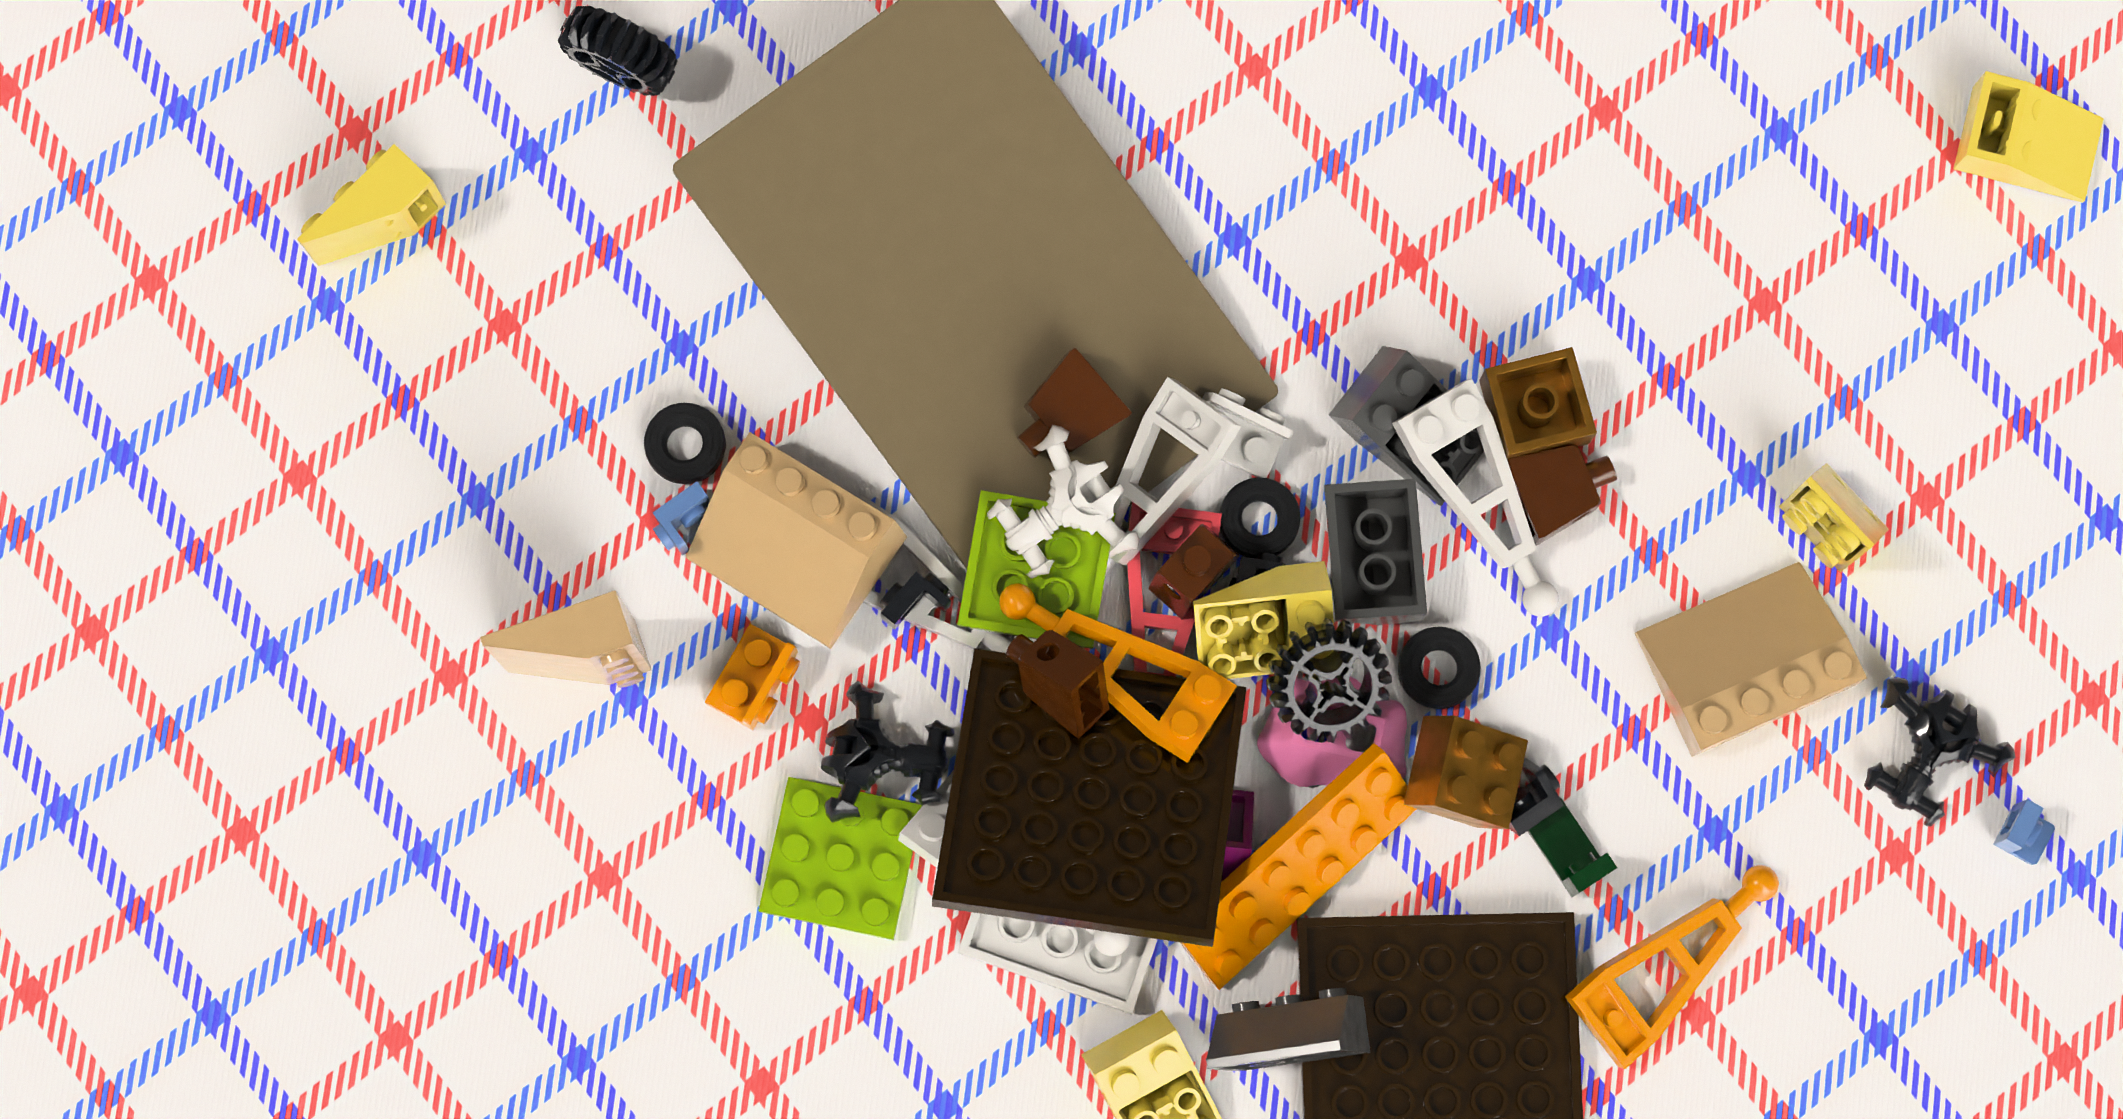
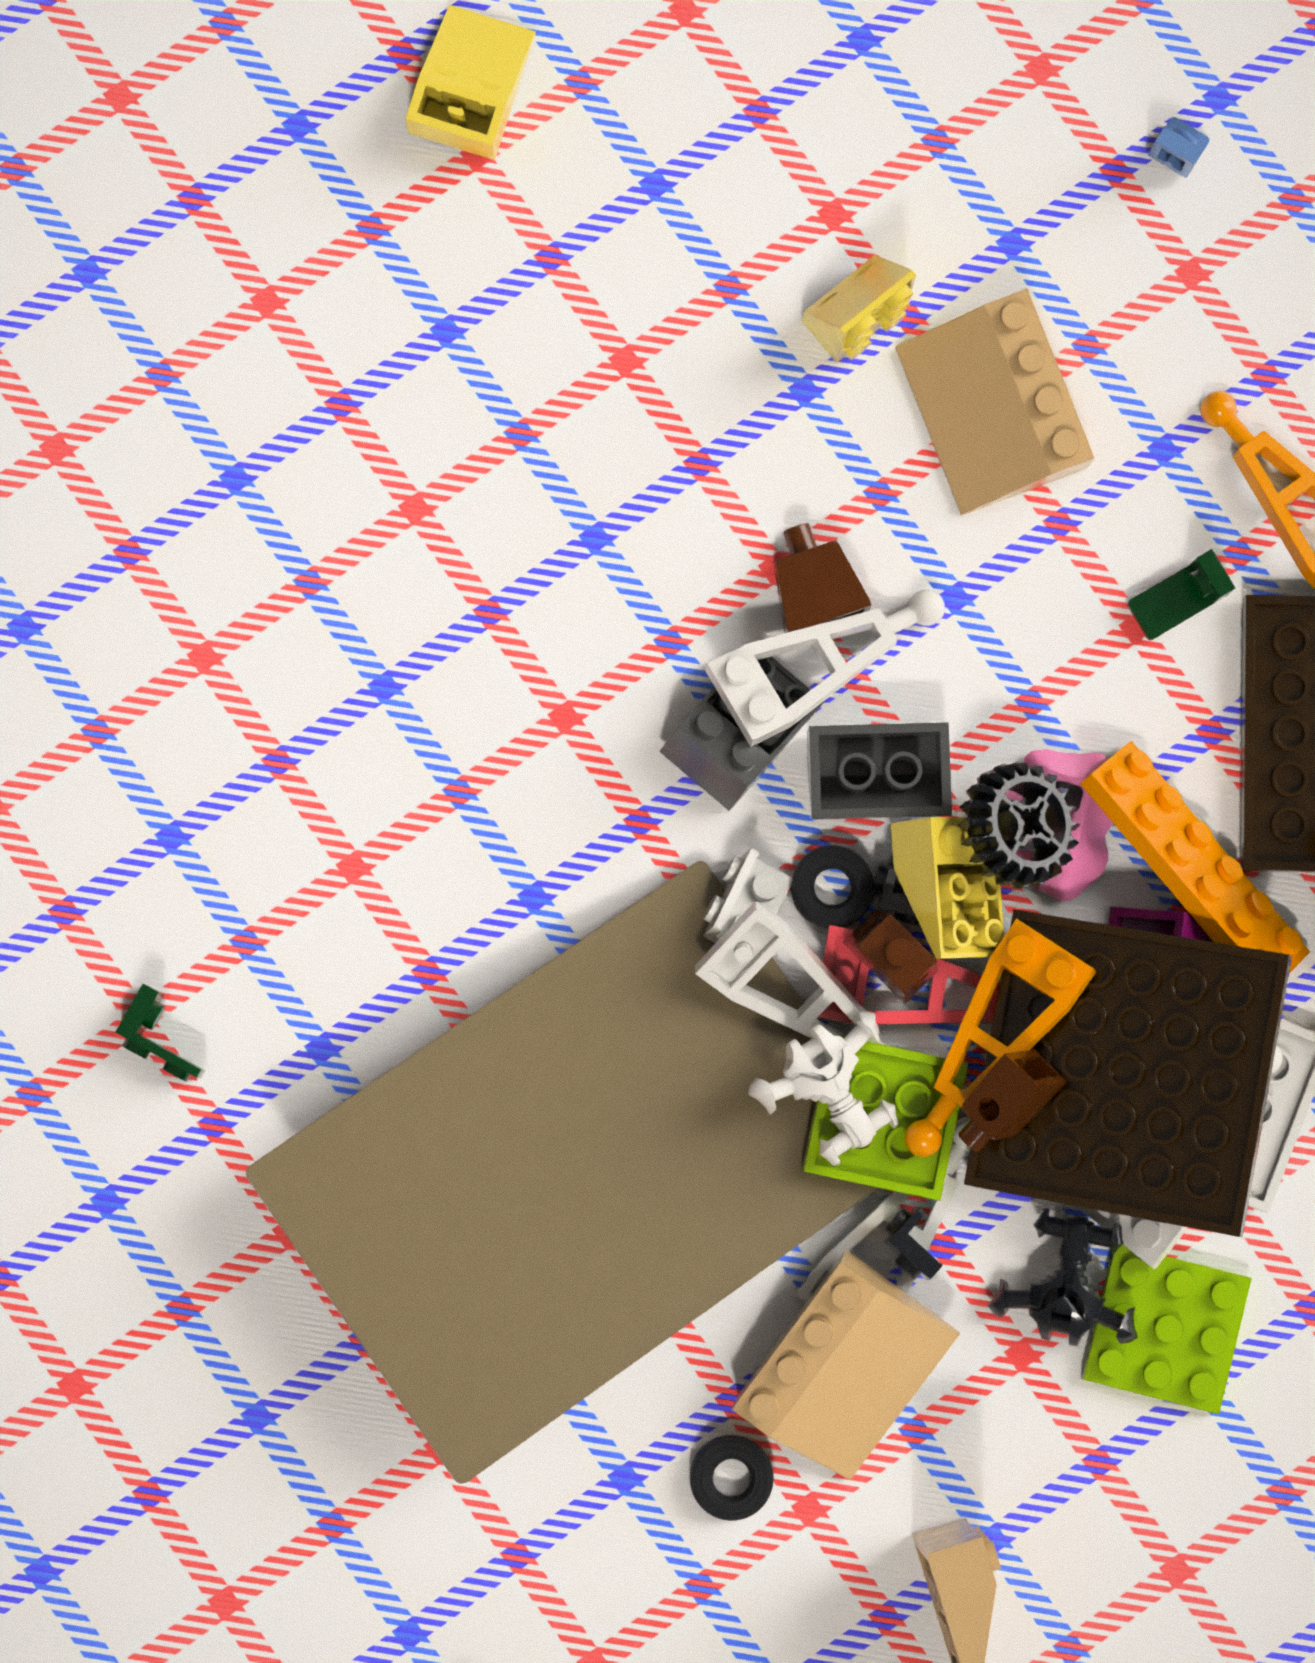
camera: 90 degrees left, 5 degrees up
(617, 50) = (312, 1539): black gear -> none
(684, 509) = (804, 1479): medium blue bracket -> none
(752, 677) = (978, 1413): light orange bracket -> none
(1075, 400) = (718, 1073): reddish brown torso -> none
(1419, 687) = (1008, 690): black tyre -> none
(1466, 772) = (1107, 693): pearl gold brick -> none
(1536, 799) = (1134, 629): black bracket -> none
(1539, 403) = (732, 597): pearl gold brick -> none
(1940, 737) = (1082, 221): black piece -> none

